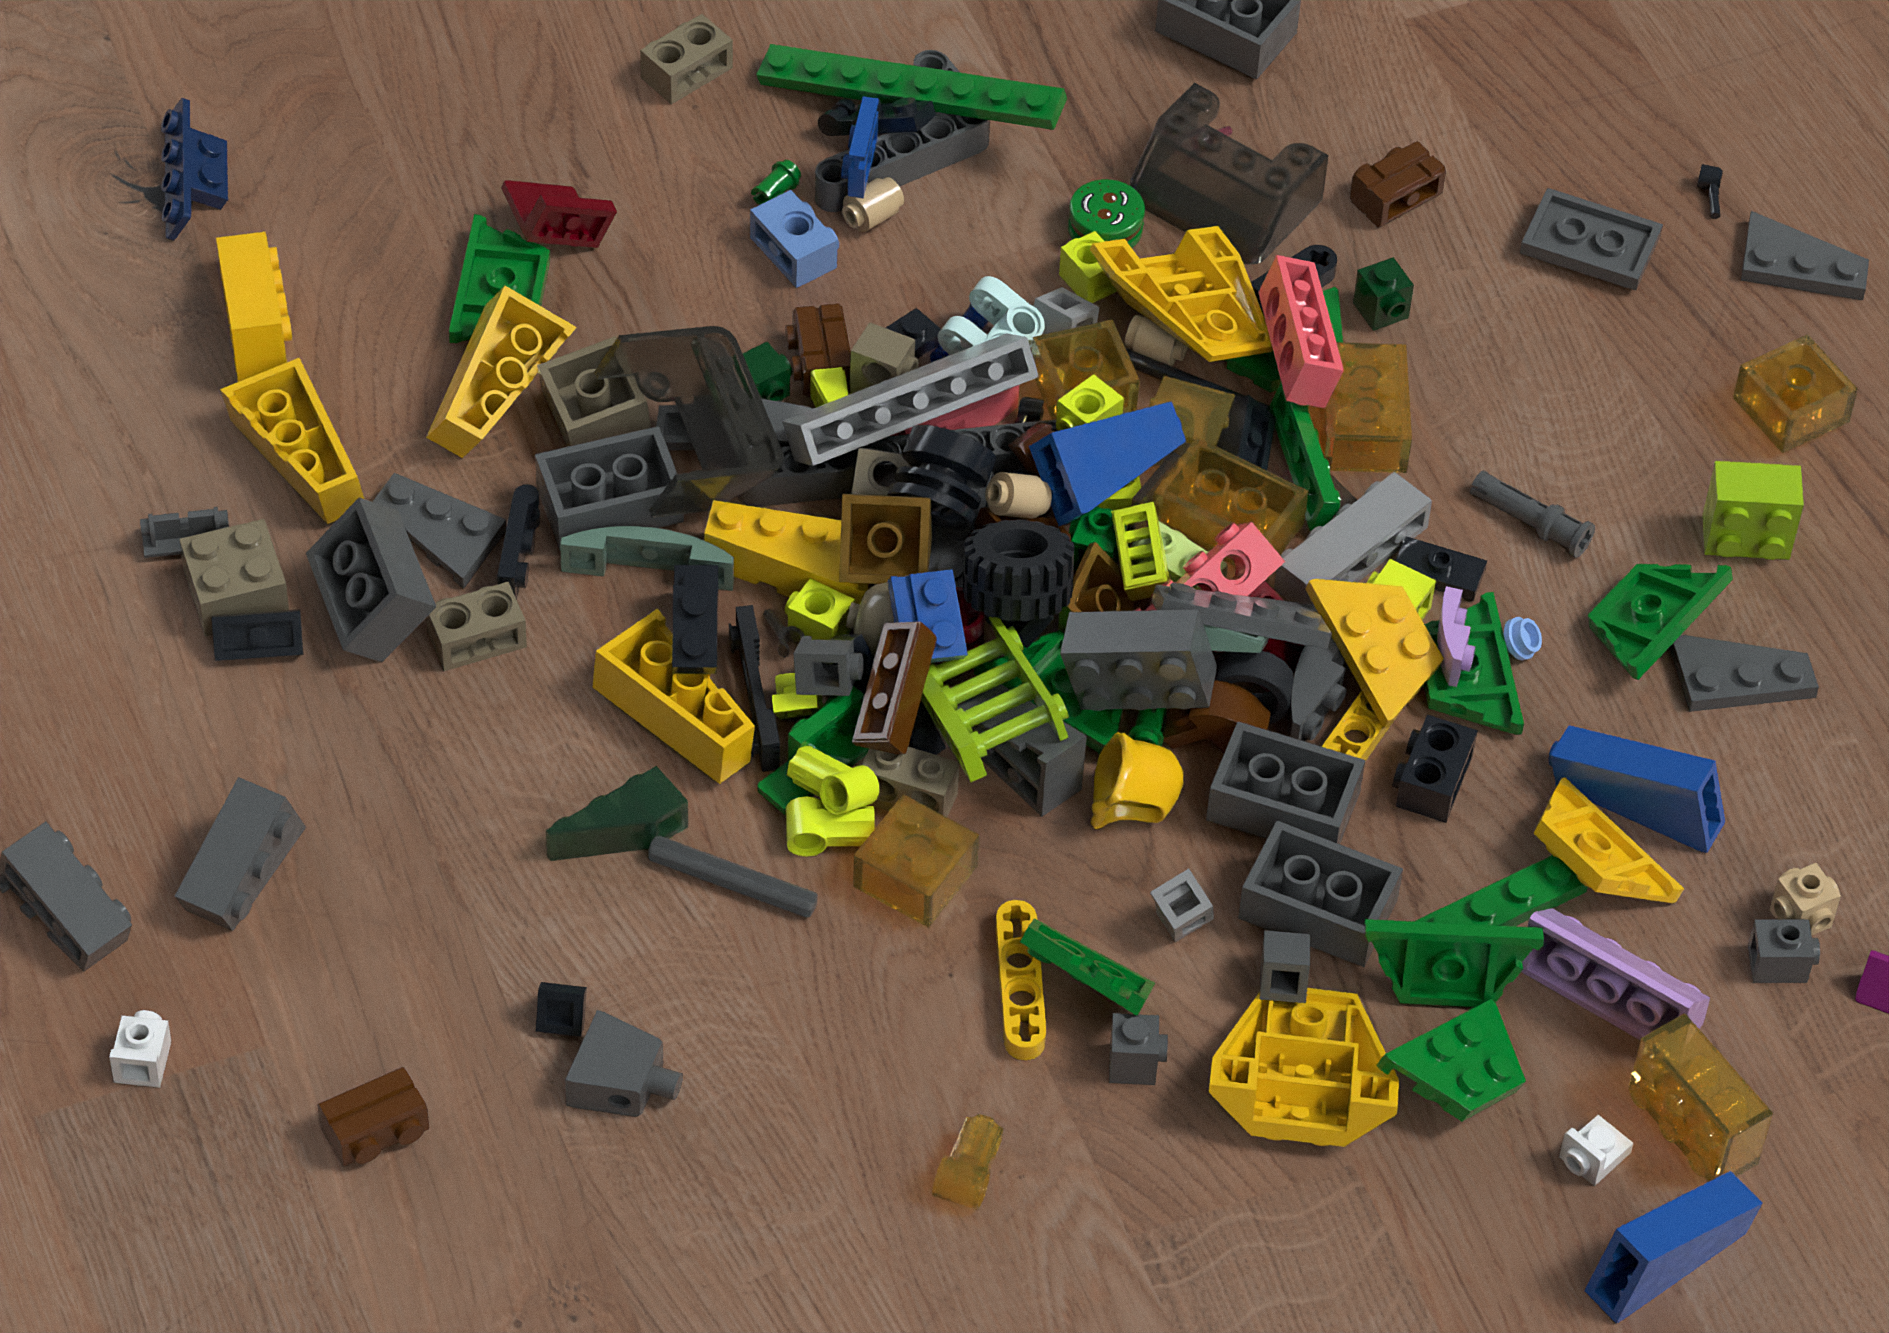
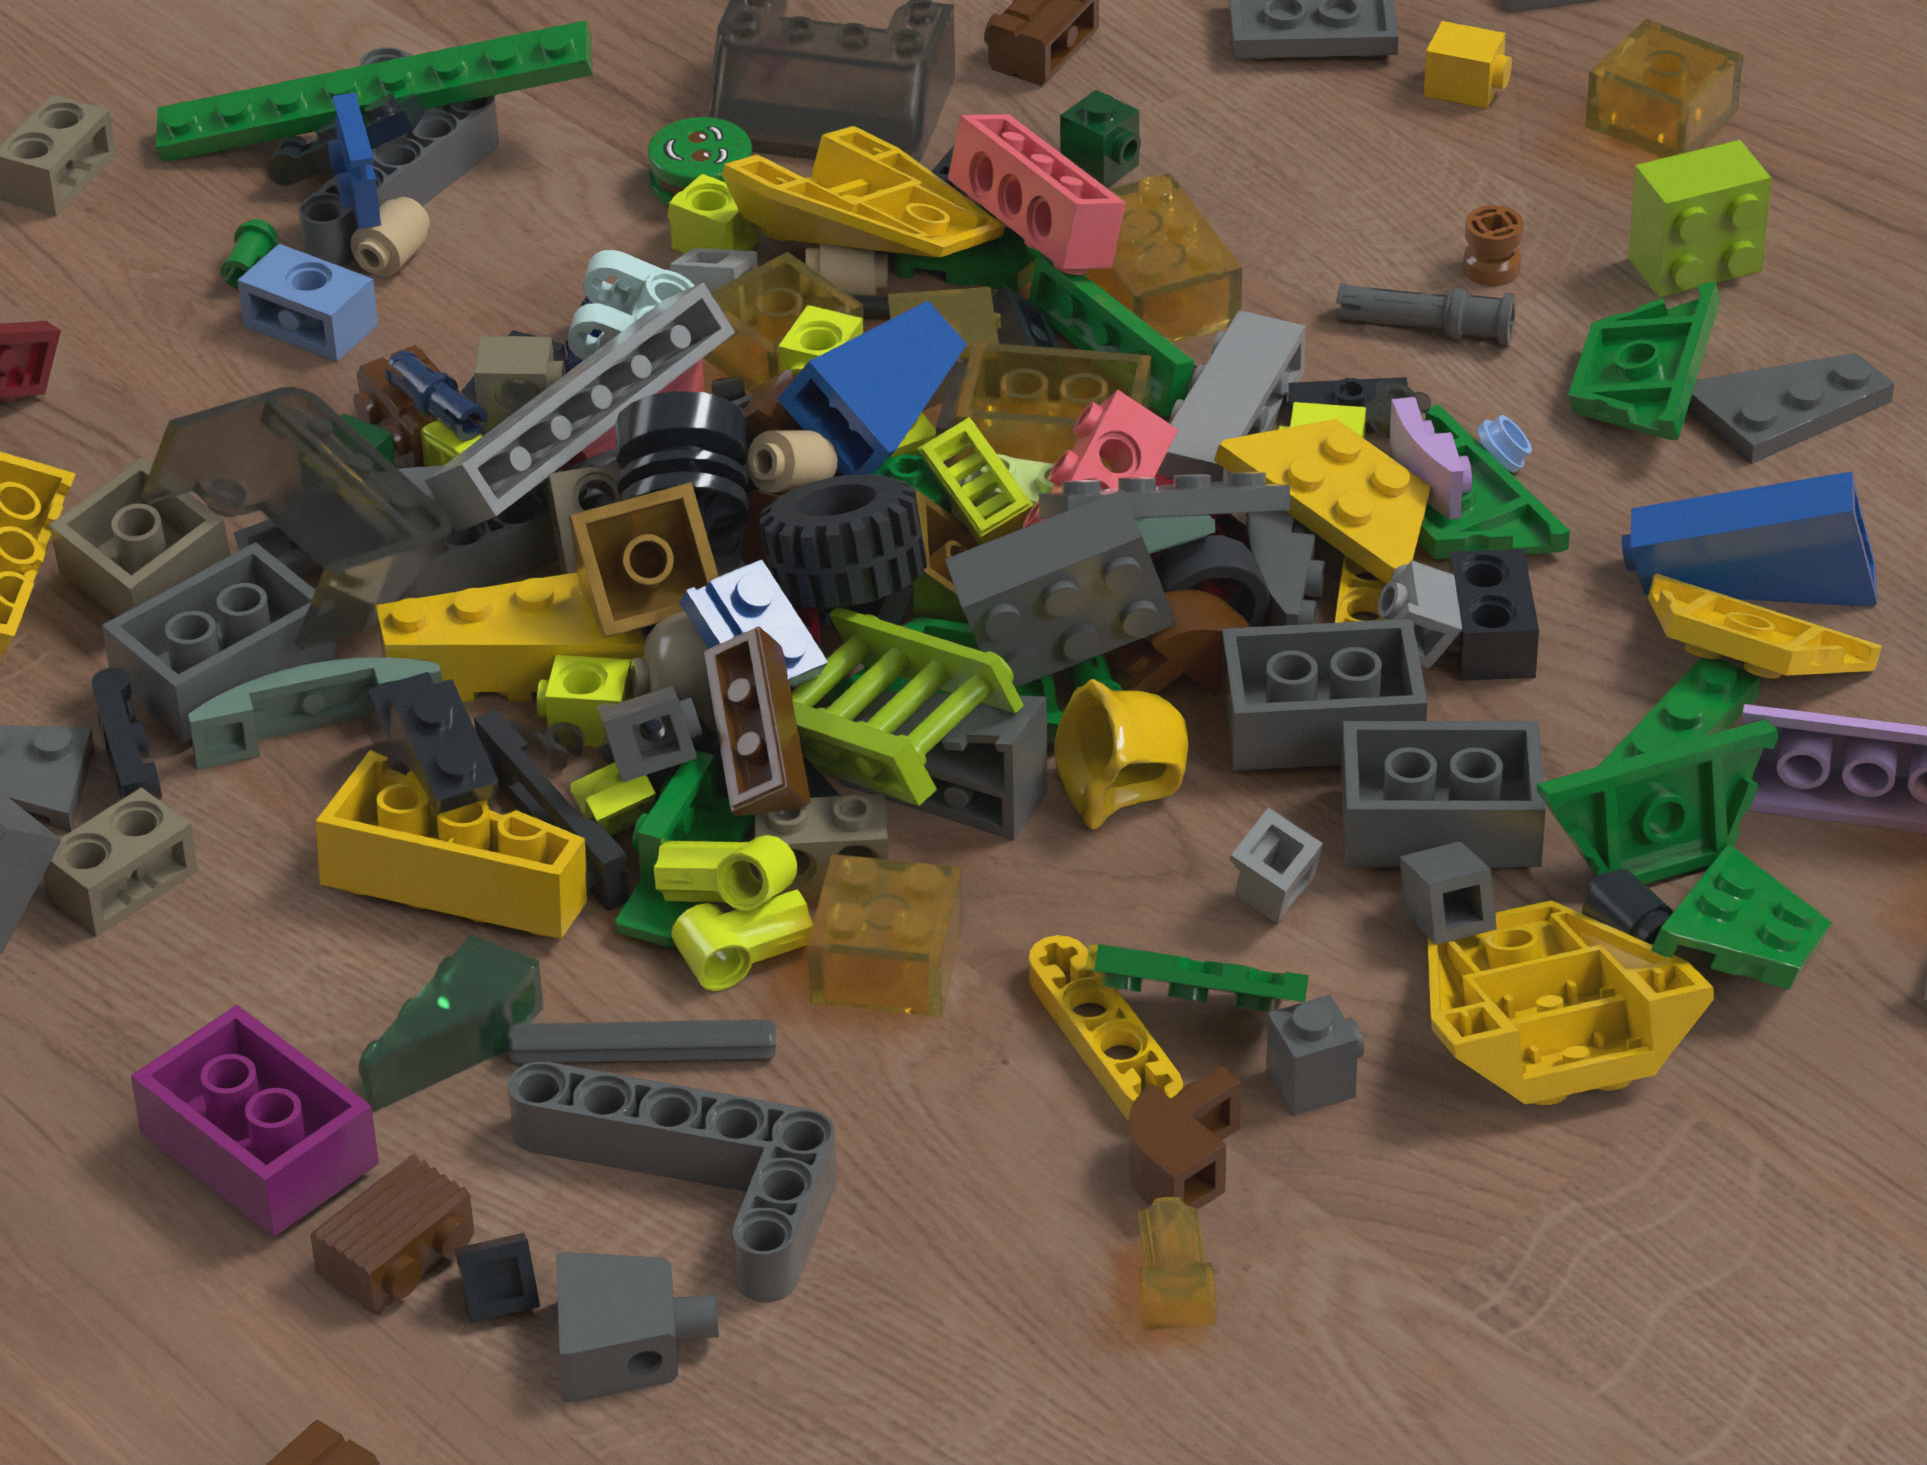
camera: 20 degrees left, 10 degrees down
(467, 846) = (255, 1120): none -> magenta brick
(515, 955) = (393, 1234): none -> reddish brown brick
(726, 967) = (694, 1135): none -> dark grey beam
(828, 352) = (436, 395): none -> dark blue pin
(1015, 1074) = (1179, 1139): none -> reddish brown brick
(1385, 751) = (1430, 601): none -> light grey brick
(1394, 1019) = (1626, 905): none -> black brick
(1461, 574) = (1379, 410): none -> clear smoke plate
(1606, 476) = (1493, 245): none -> dark orange wheel
(1673, 319) = (1466, 65): none -> yellow brick

